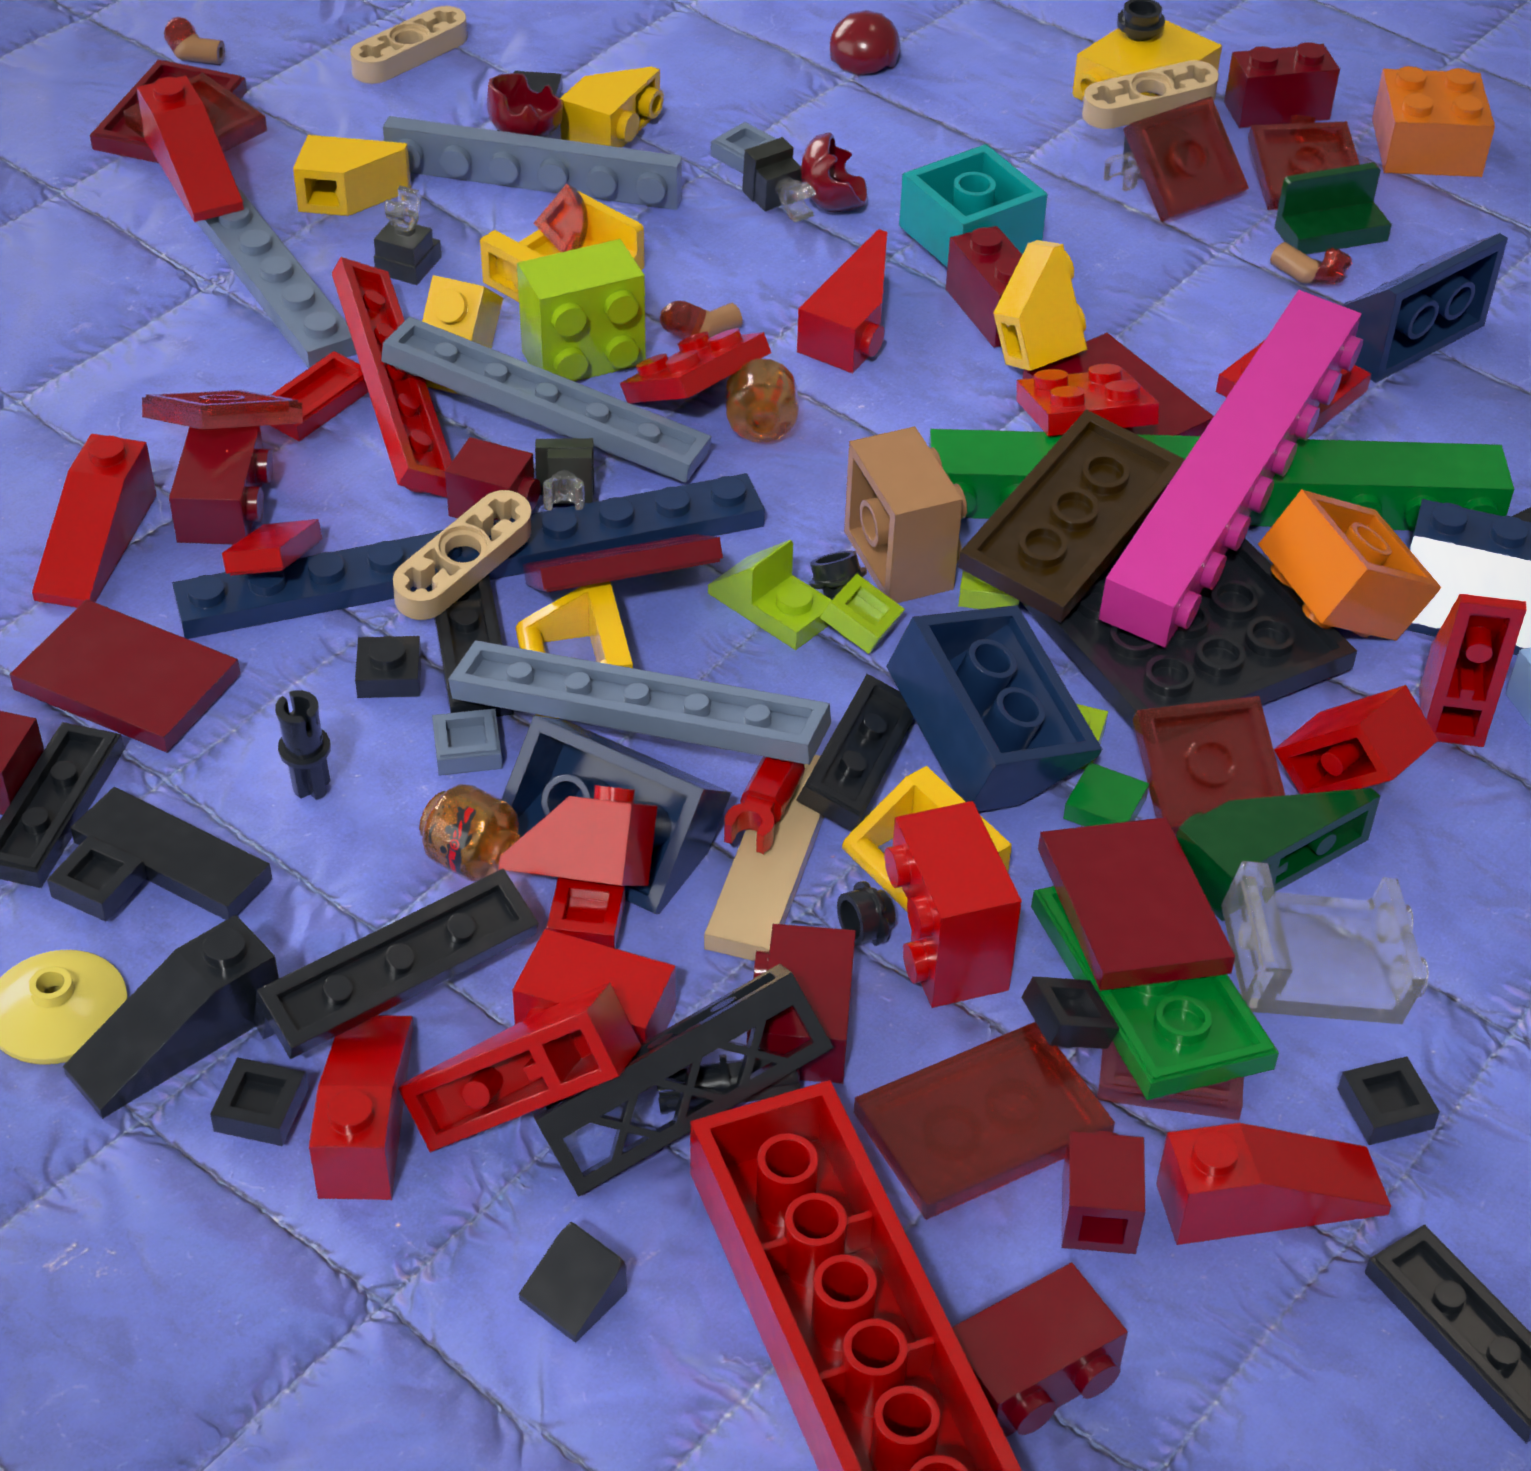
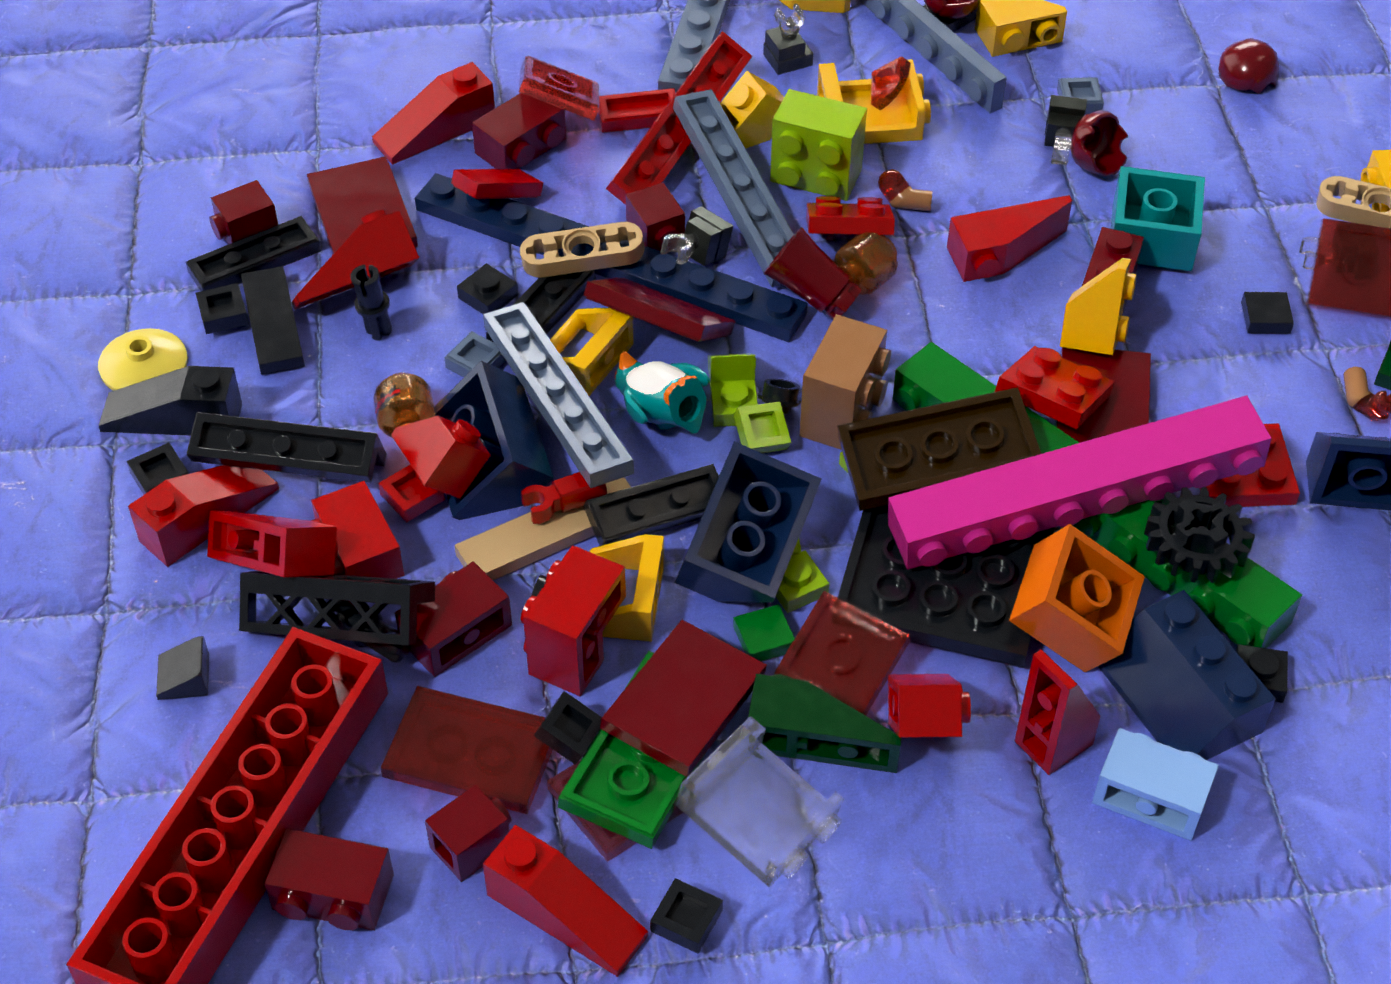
camera: 45 degrees right, 5 degrees up
(212, 715) = (376, 242): none -> red slope
(728, 638) = (662, 392): none -> teal animal
(734, 436) = (813, 275): none -> dark red plant
(1147, 244) = (1267, 312): none -> black tile
(1384, 441) = (1199, 534): none -> black gear

